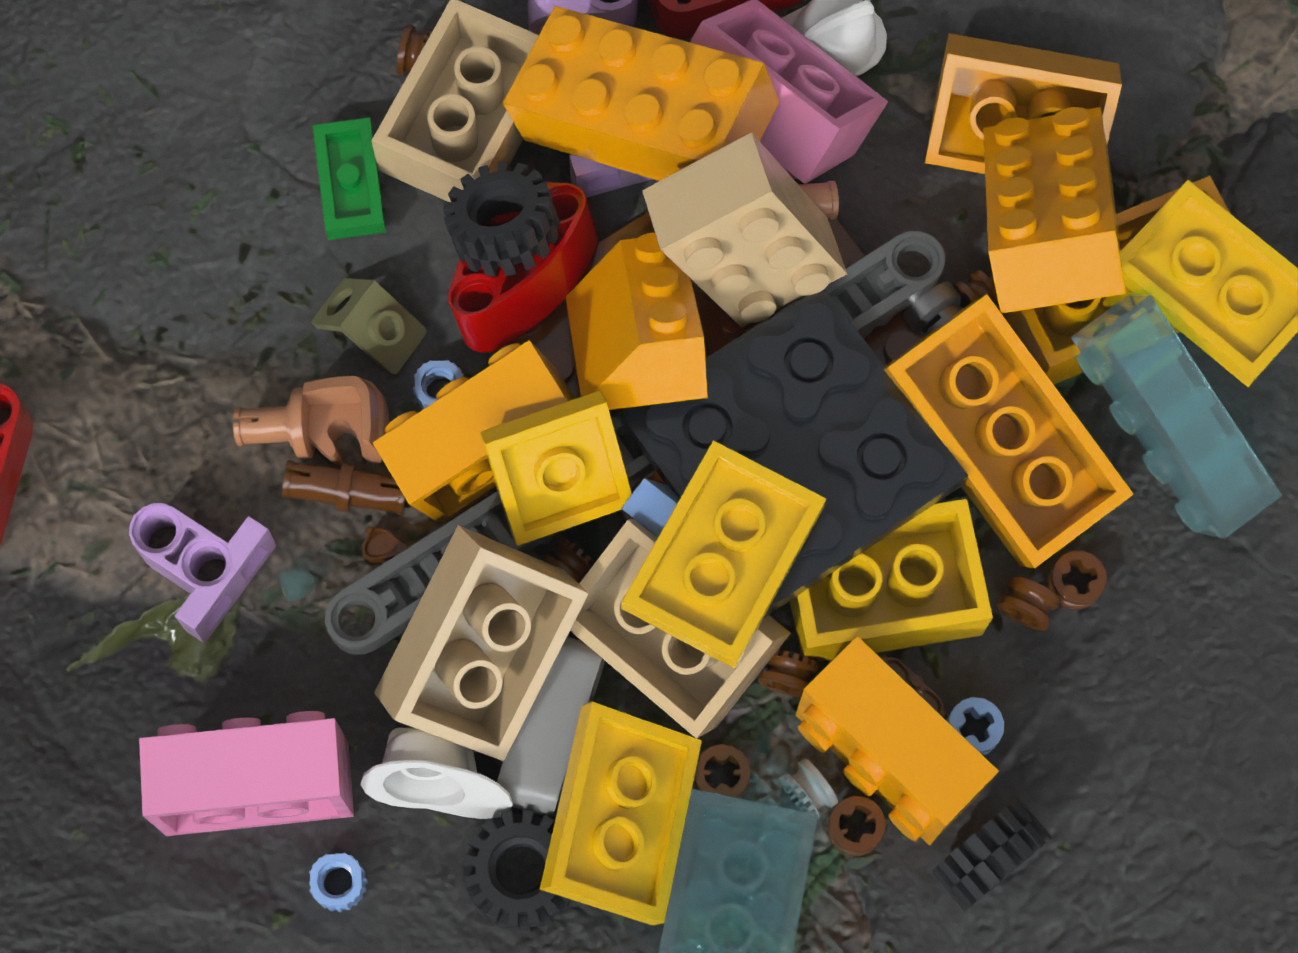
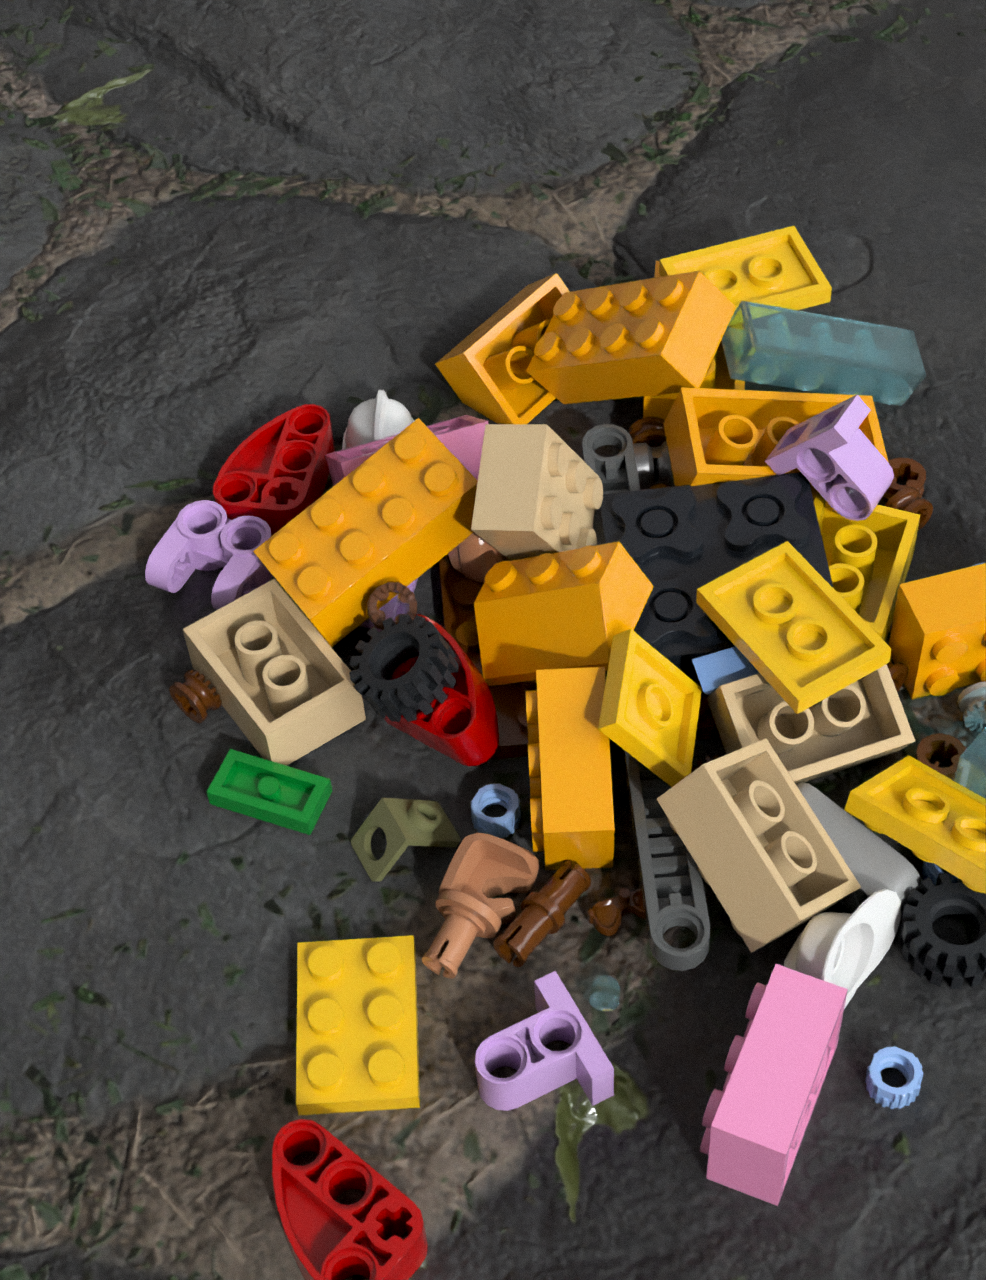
camera: 55 degrees left, 20 degrees down
(157, 389) = (357, 1026): none -> yellow plate
(552, 160) = (381, 593): none -> reddish brown bush
(983, 497) = (836, 459): none -> lavender tile

